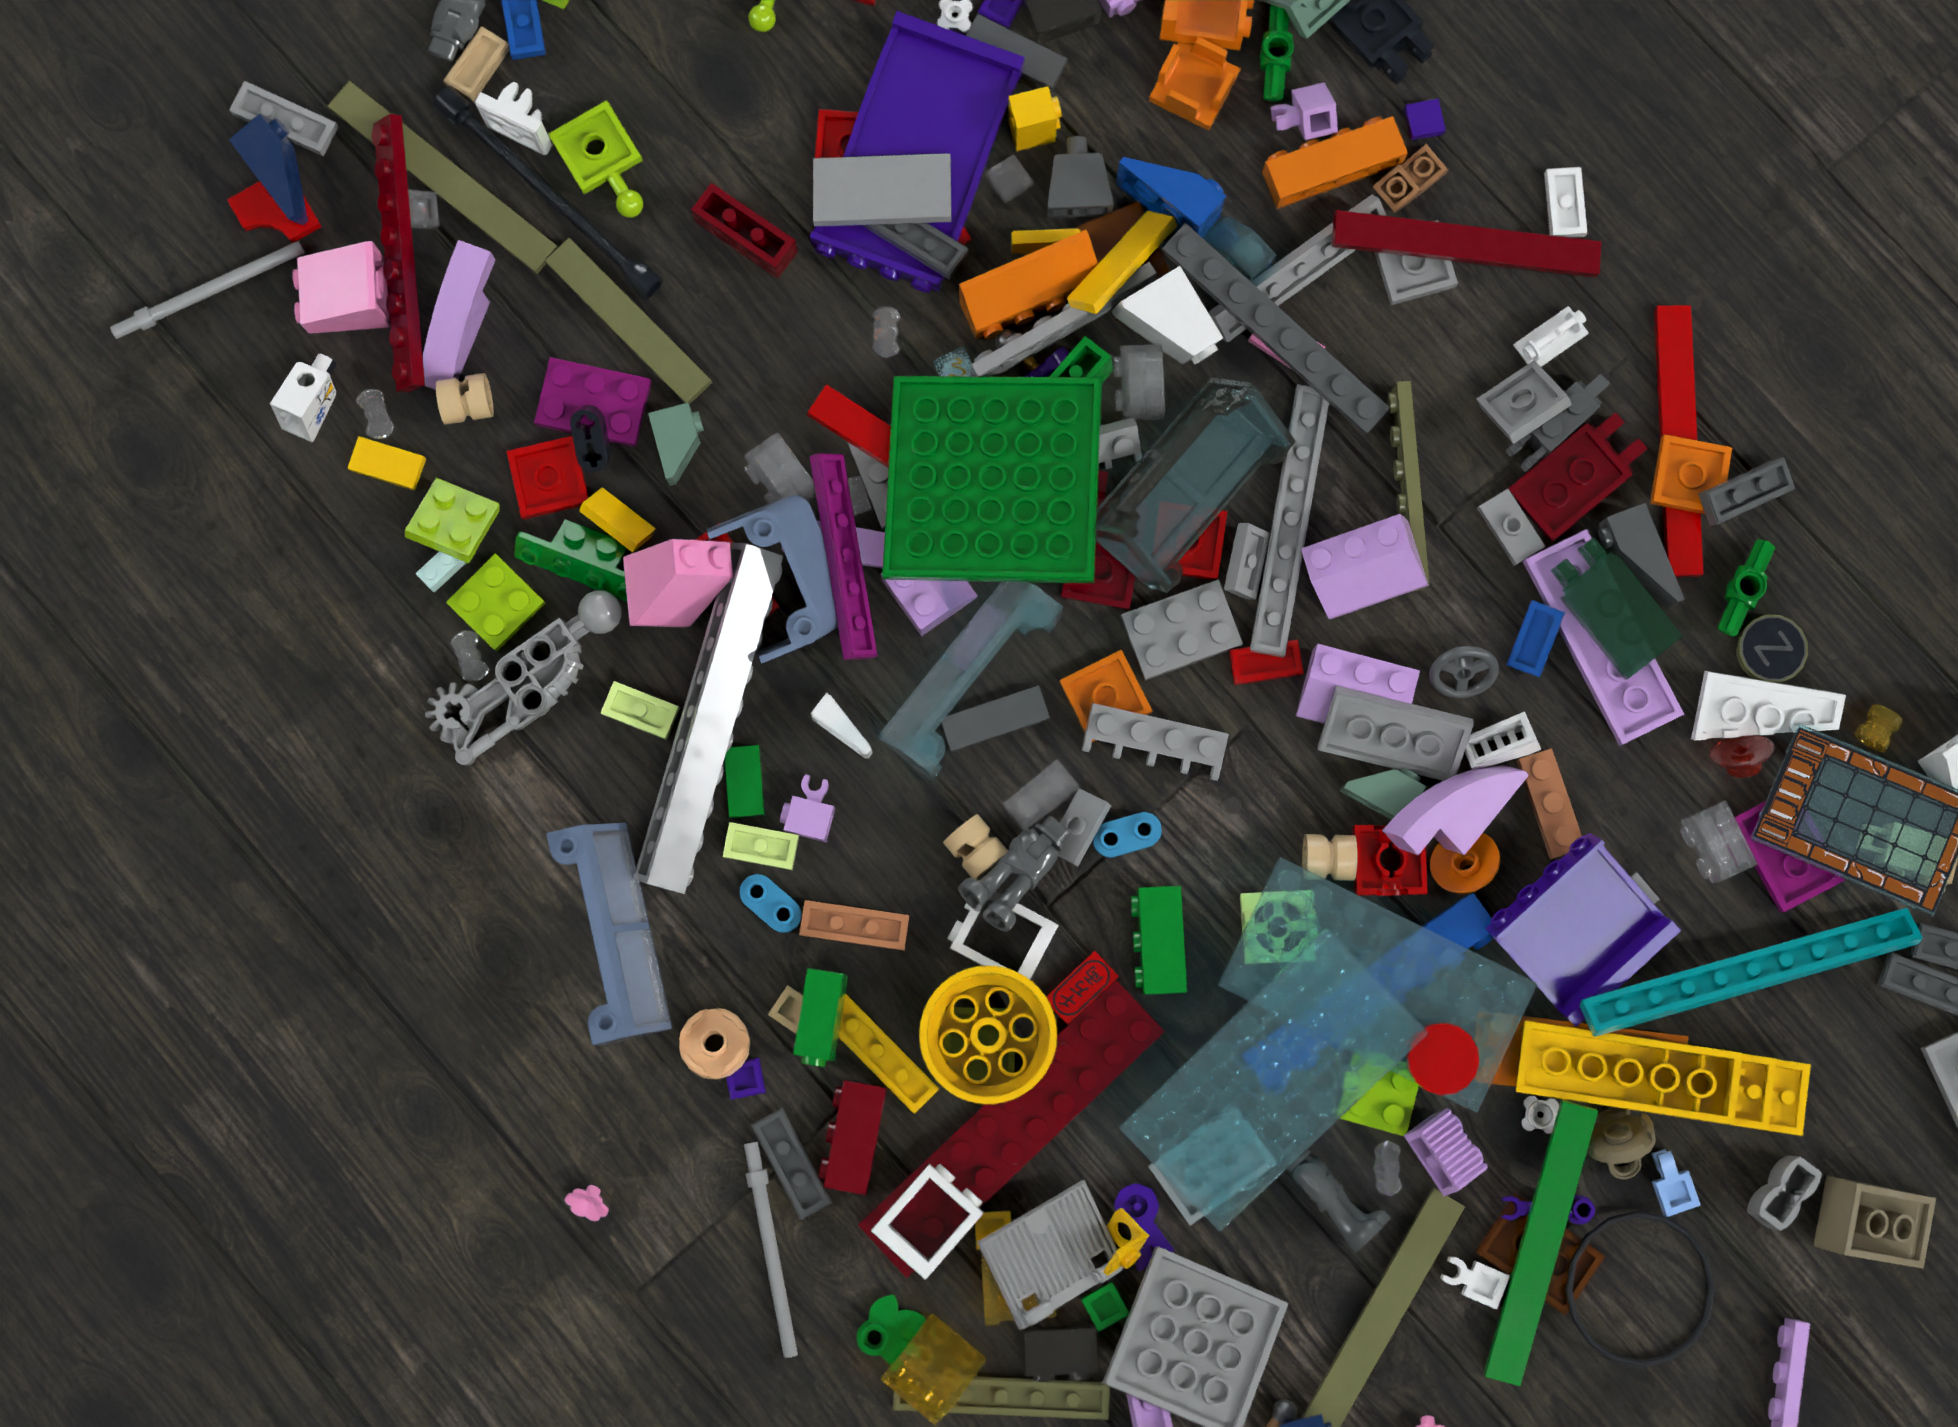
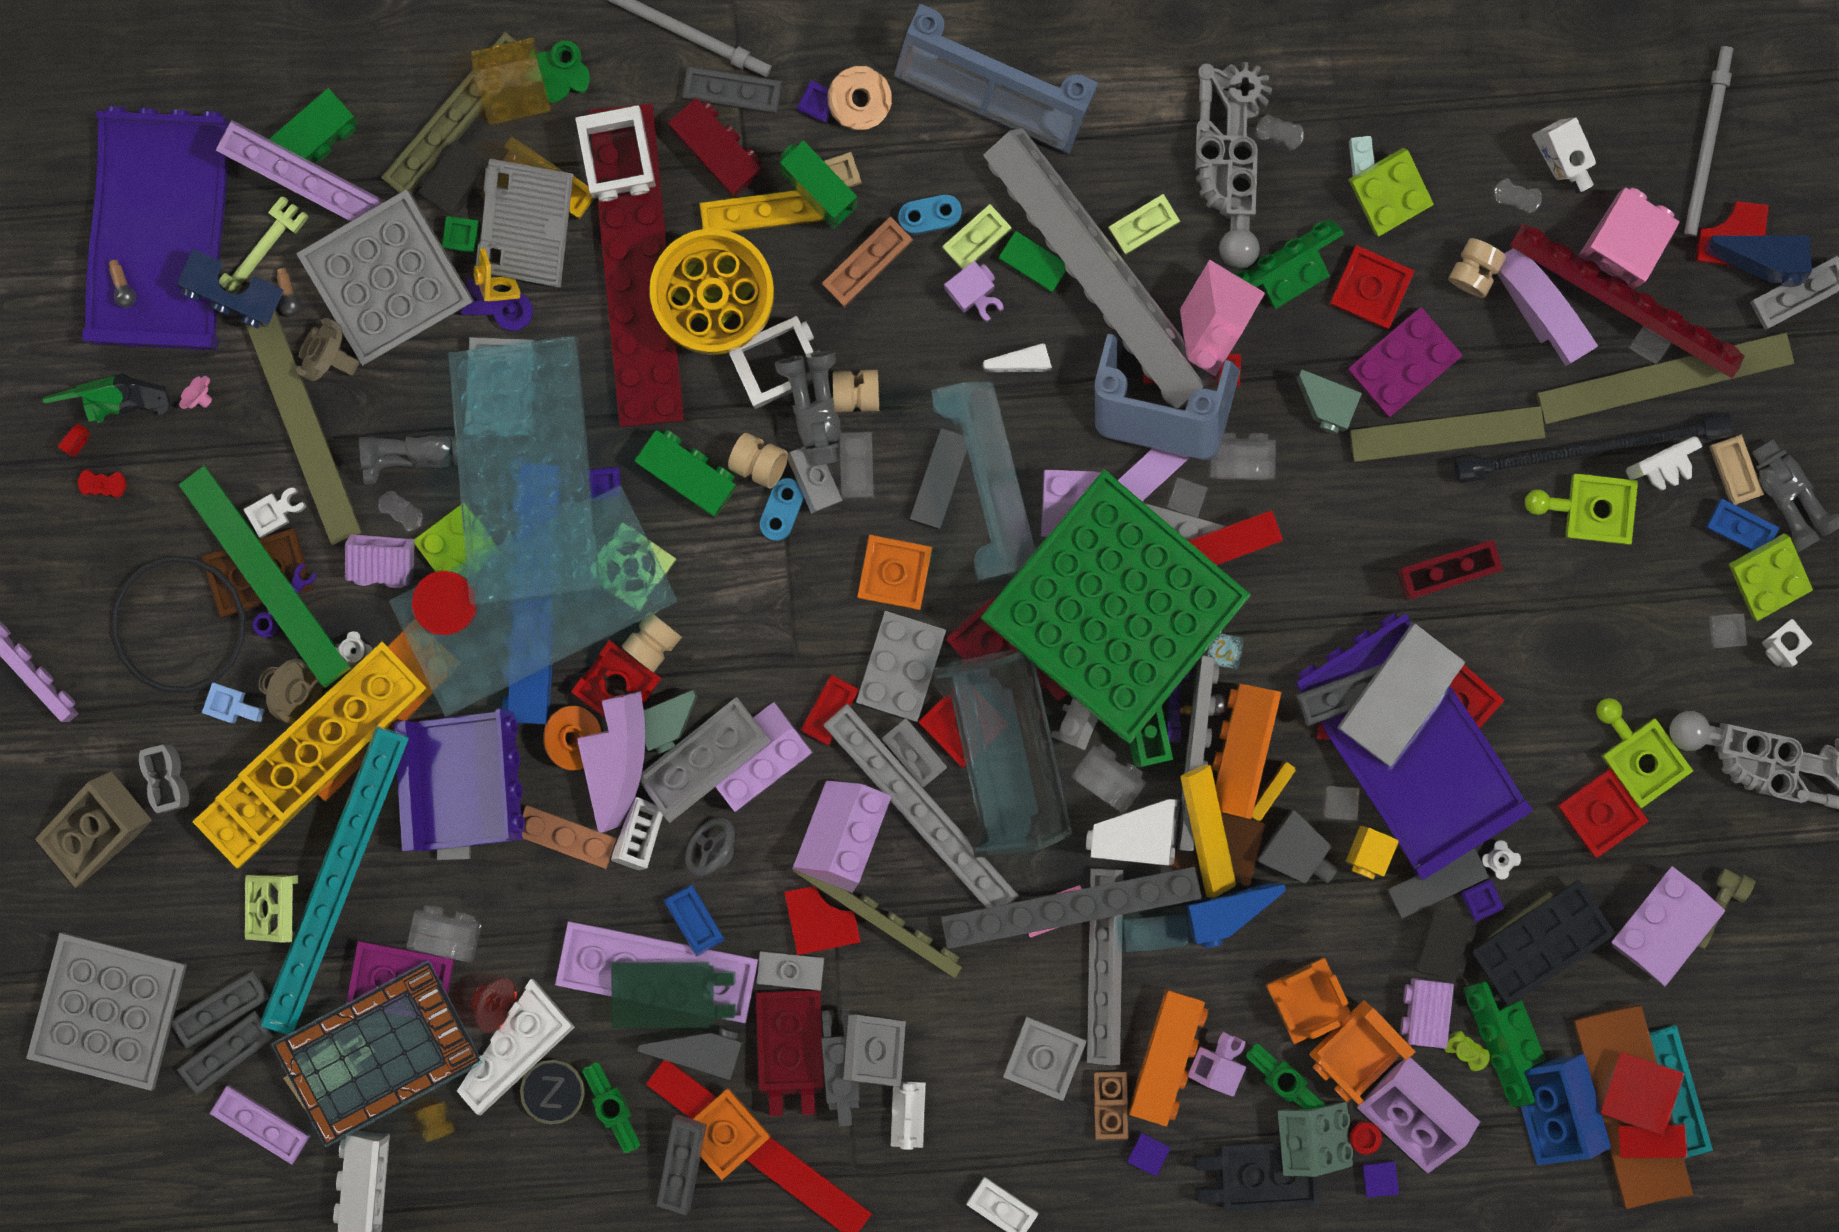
camera: 130 degrees right, 5 degrees up
(386, 463) = (1472, 176): yellow tile -> none
(496, 602) = (1305, 180): lime plate -> none
(583, 440) = (1378, 333): black beam -> none
(617, 519) = (1300, 313): yellow tile -> none
(843, 556) = (1144, 456): magenta tile -> none
(885, 331) = (1292, 619): clear piece -> none
(1081, 987) = (697, 391): red tile -> none
(1102, 887) = (761, 461): none -> tan wheel
(1156, 737) = (835, 584): light grey hinge -> none
(1222, 1006) = (604, 480): none -> dark purple tile
(1304, 1347) = (322, 350): none -> dark tan tile
(1453, 534) = (817, 924): none -> red tile
(1466, 243) = (1027, 1105): dark red tile -> none
(1840, 1012) = (256, 892): none -> yellowish green piece

